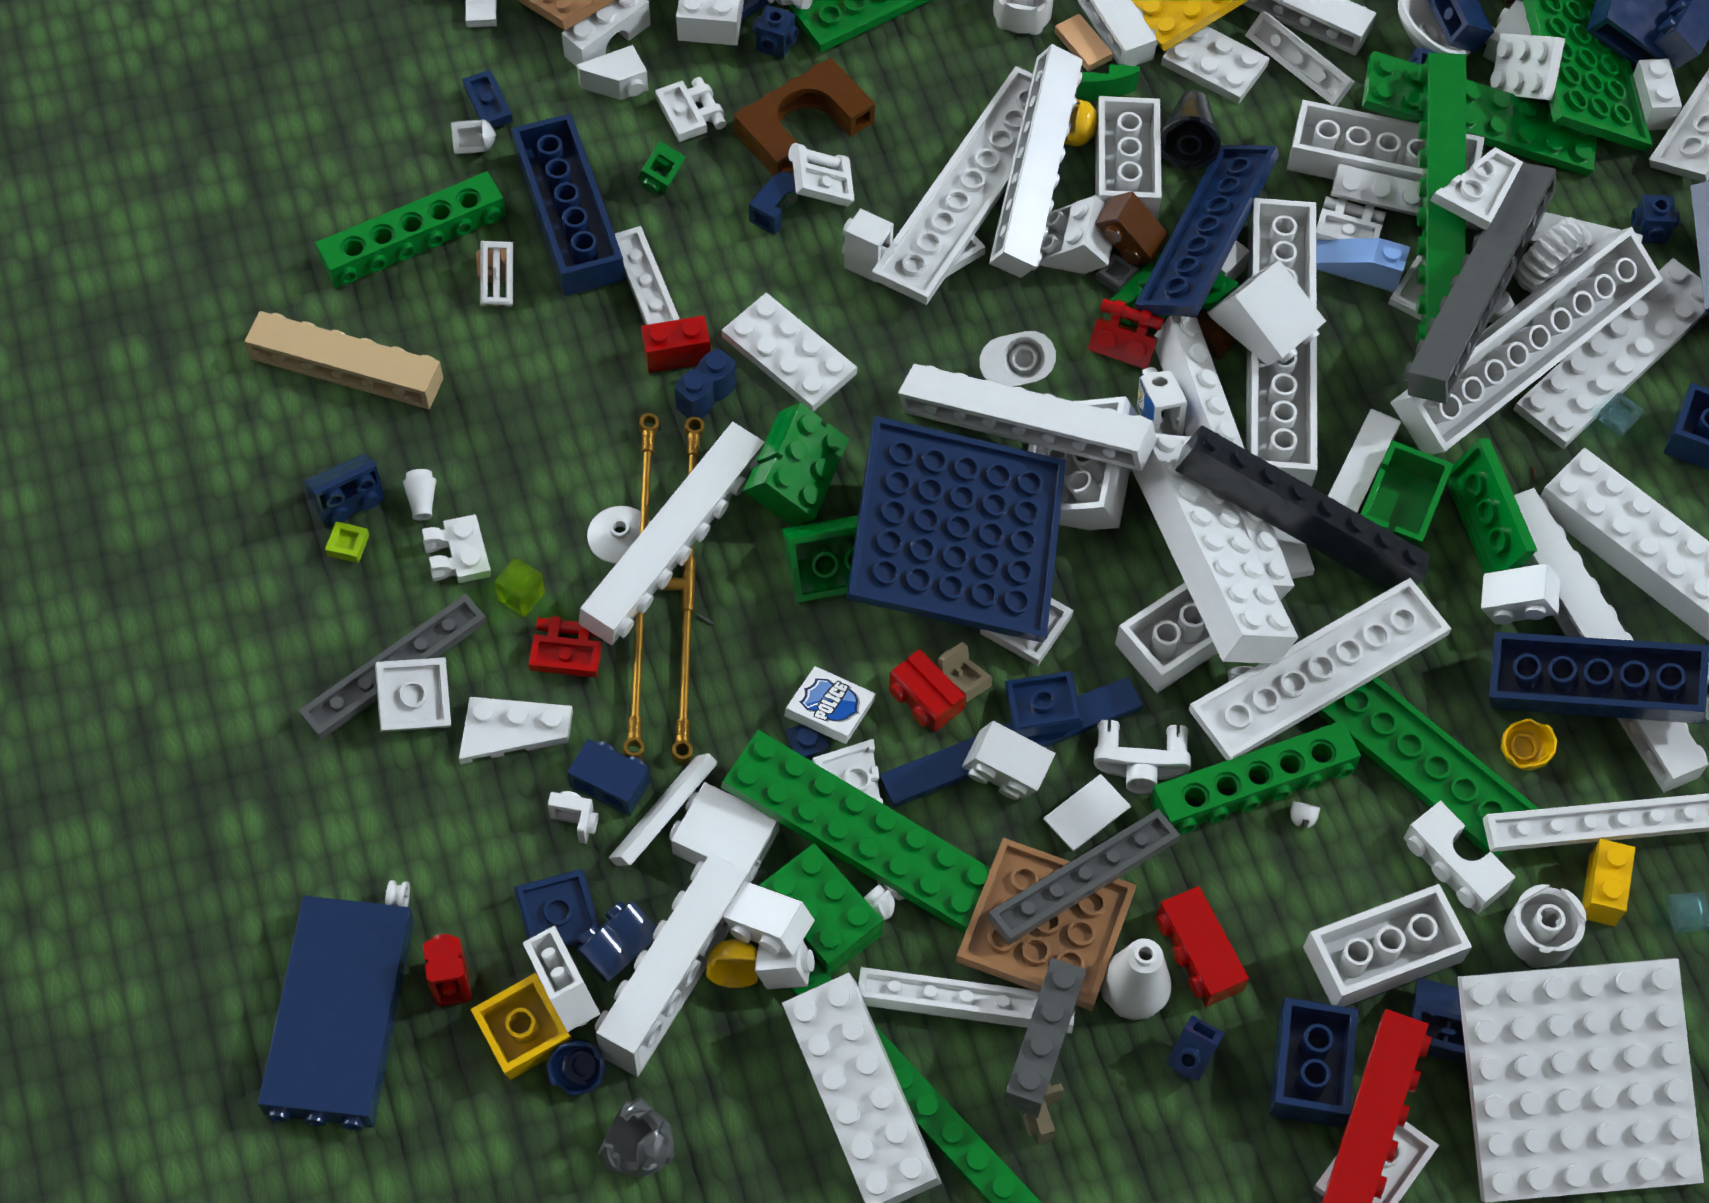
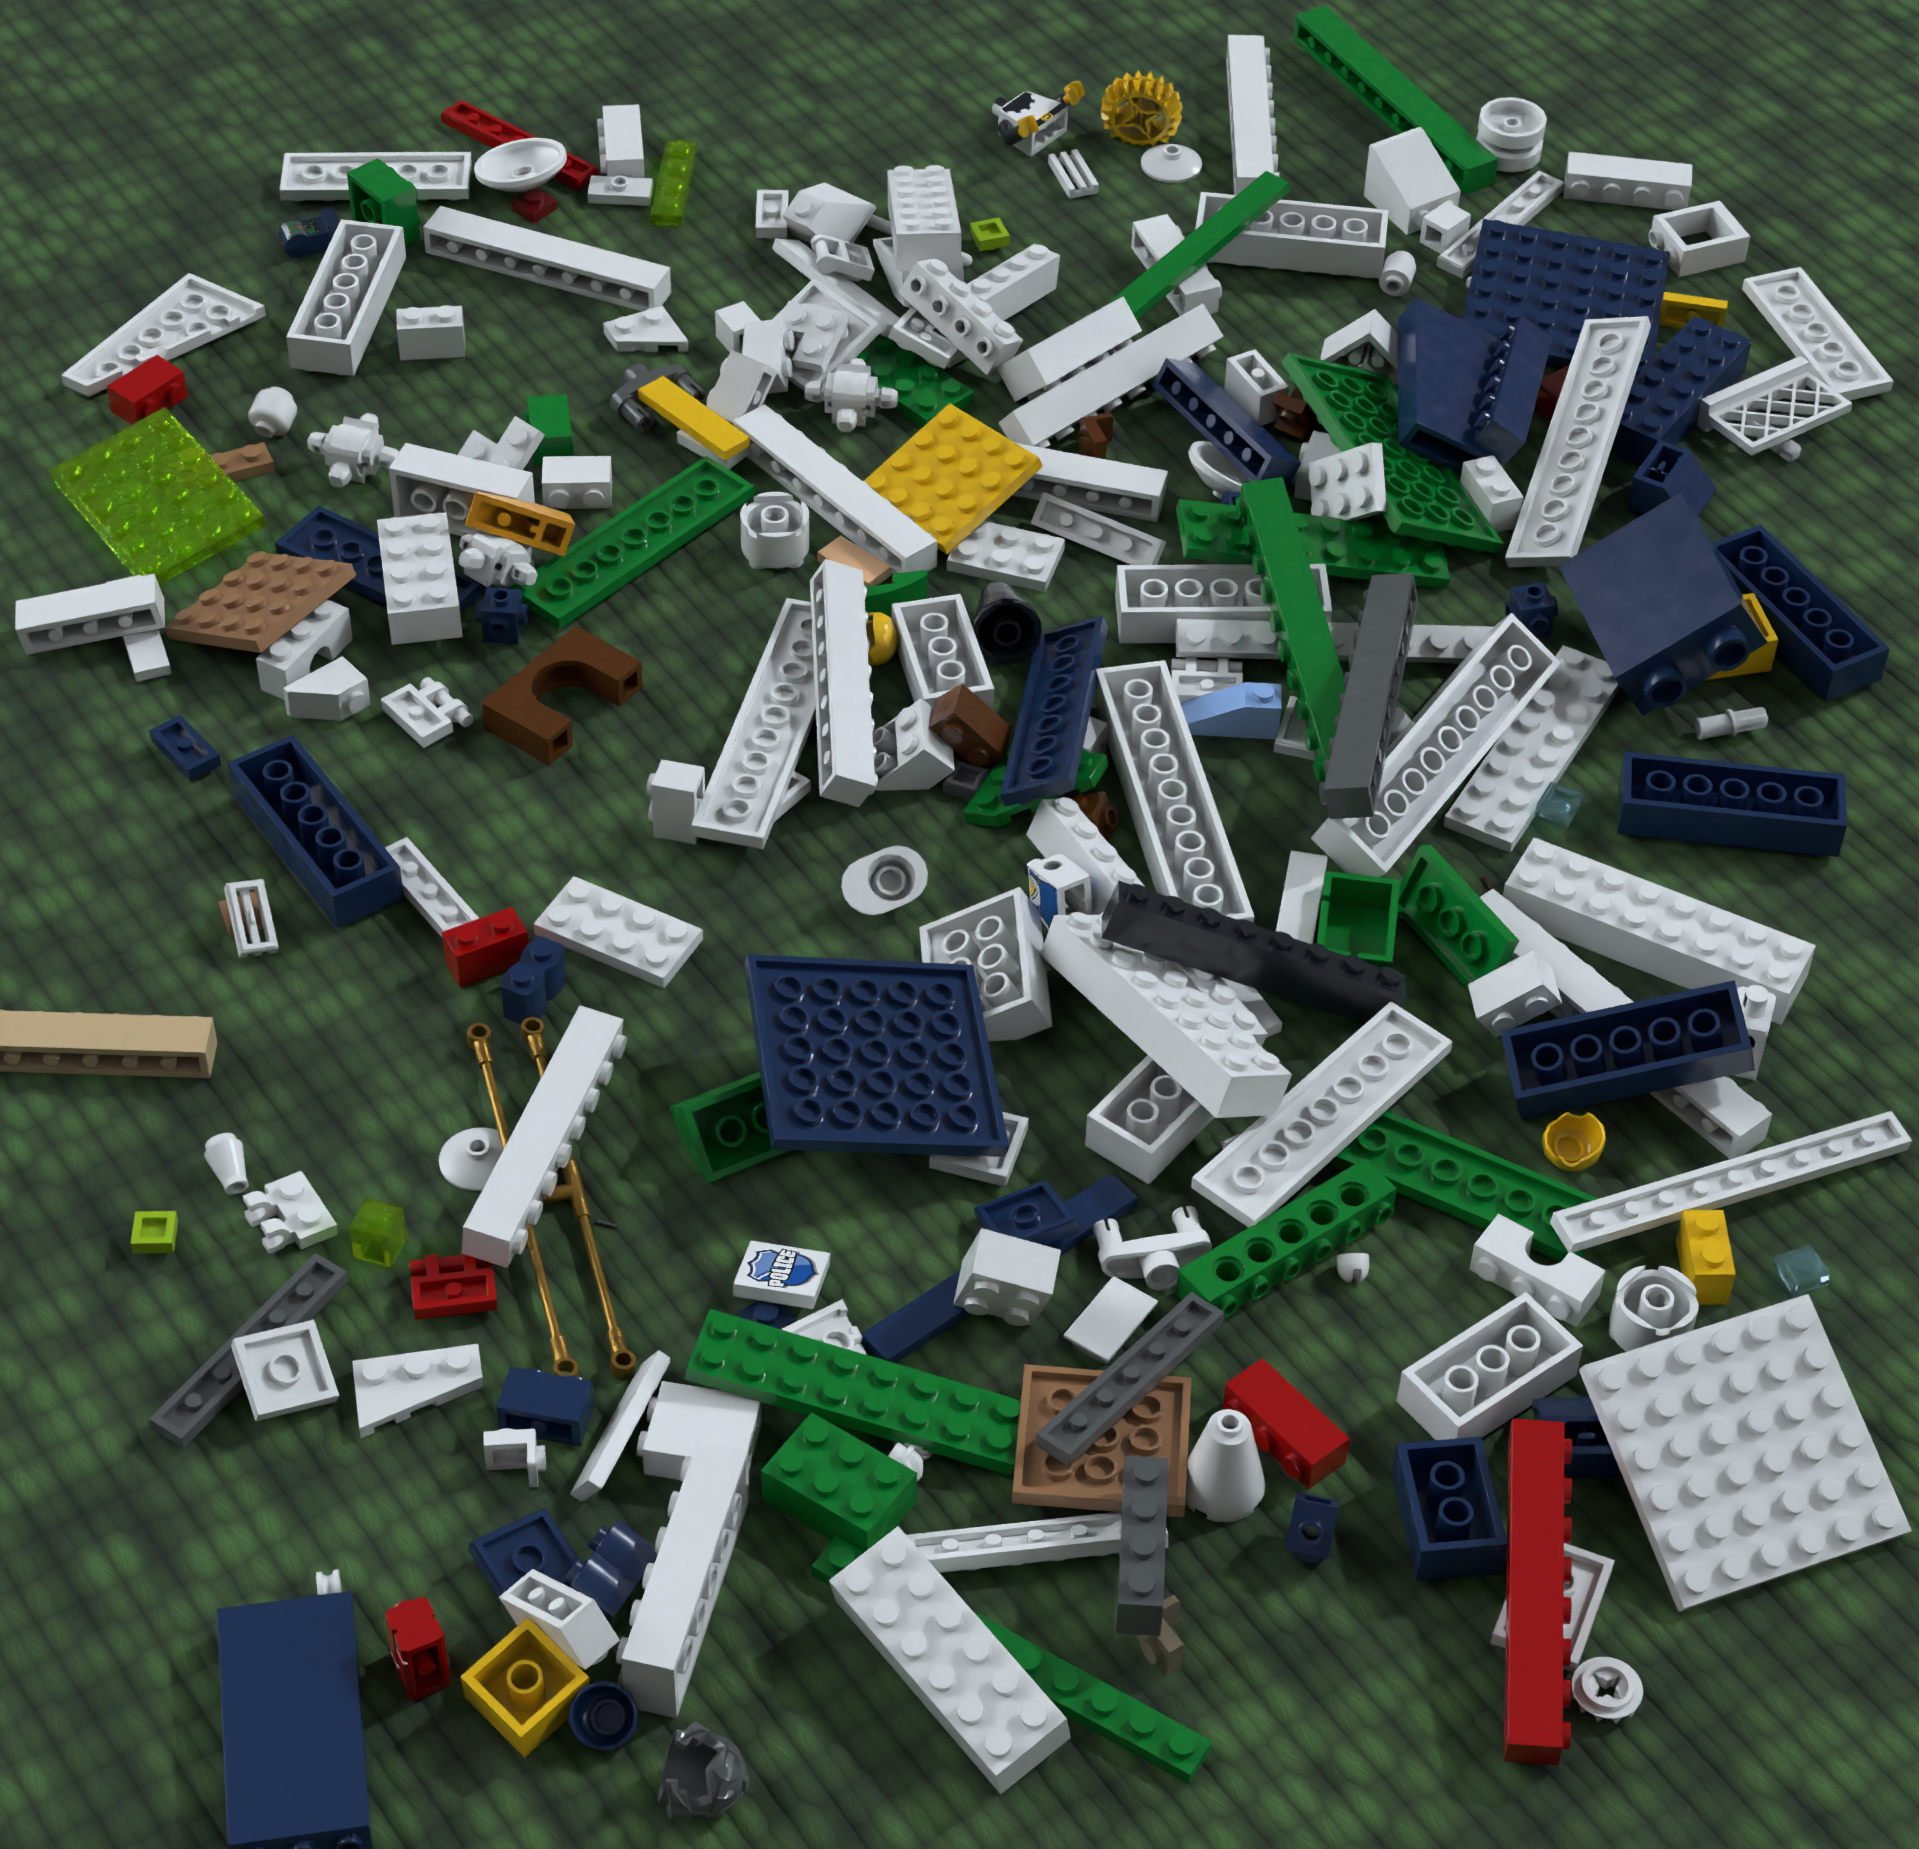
camera: 15 degrees left, 15 degrees down
(345, 490) = (137, 1175): dark blue slope -> none
(432, 218) = (133, 895): green brick -> none
(472, 136) = (179, 786): white plate -> none
(664, 160) = (412, 775): green brick -> none
(732, 964) = (756, 1564): yellow hair -> none
(768, 919) = (785, 1495): white brick -> none
(772, 201) = (551, 783): dark blue leg -> none
(784, 970) = (816, 1545): white brick -> none
(805, 467) = (666, 1035): green piece -> none
(820, 182) = (602, 745): white plate -> none
(926, 691) = (888, 1236): red brick -> none
(964, 672) = (921, 1211): dark tan bracket -> none
(1028, 416) = (920, 928): white brick -> none
(1123, 342) = (996, 843): red plate -> none
(1269, 315) = (1153, 772): white slope -> none
(1480, 189) = (1339, 606): white wing -> none
(1552, 253) = (1435, 658): white gear -> none

